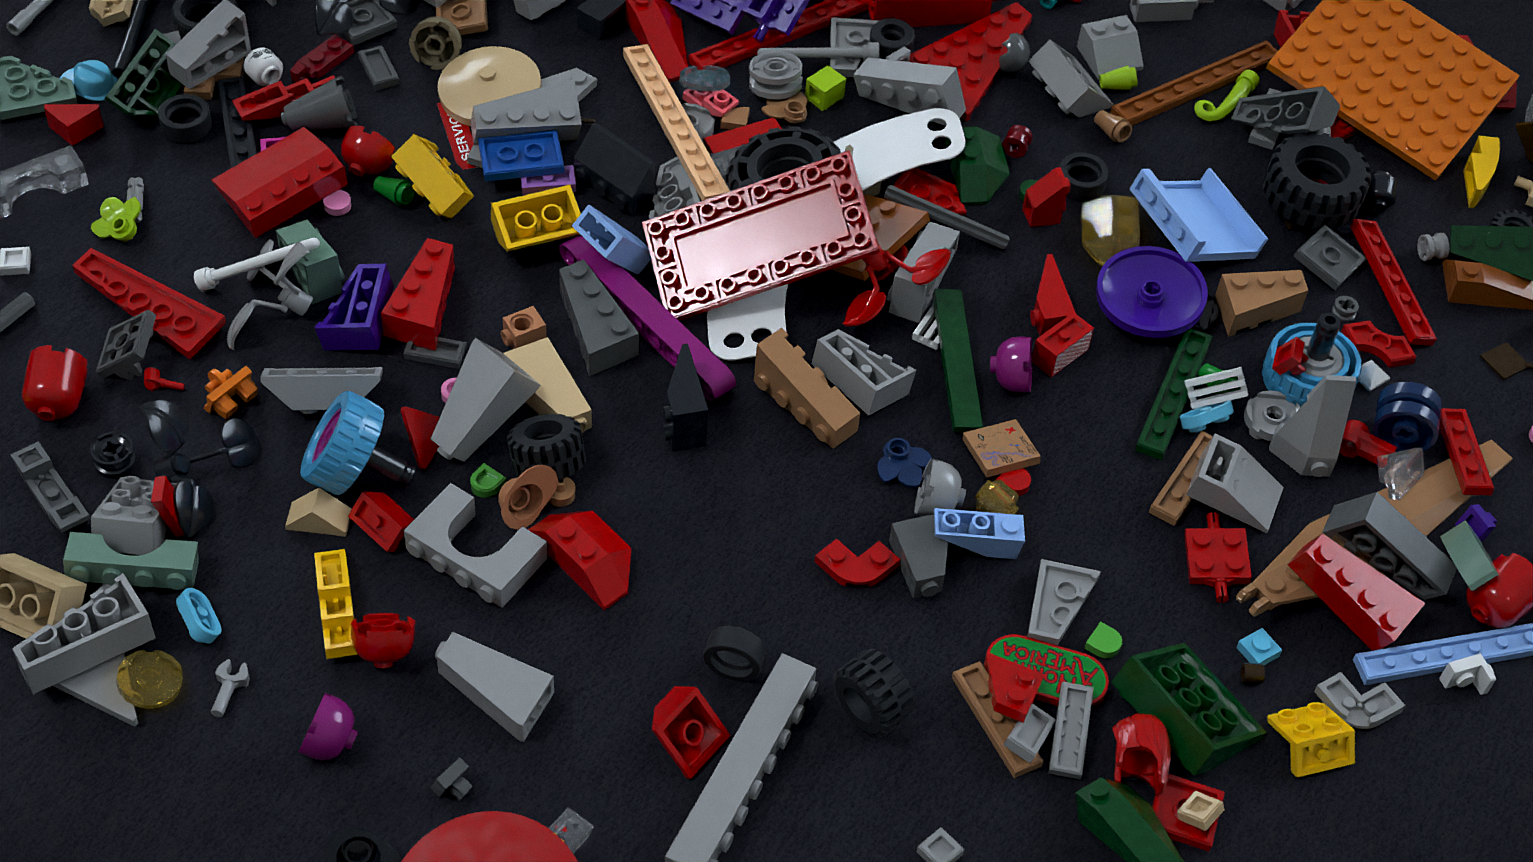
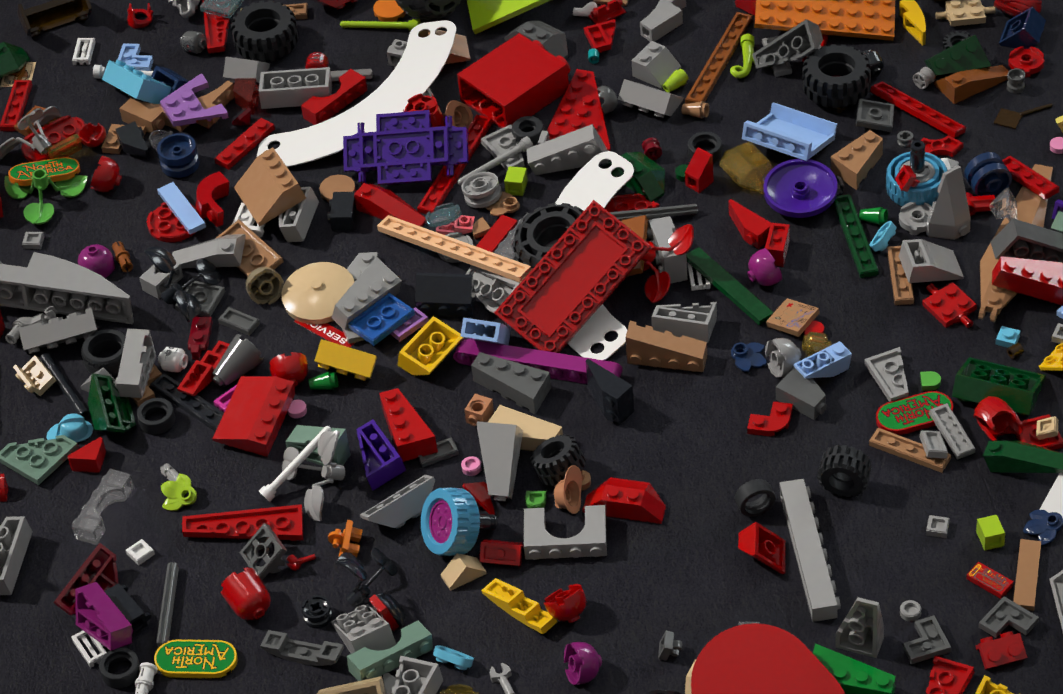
camera: 25 degrees left, 5 degrees down
(496, 683) = (643, 589): light grey slope -> none
(1012, 686) = (907, 427): red wing -> none
(1243, 392) = (880, 226): white tile -> none

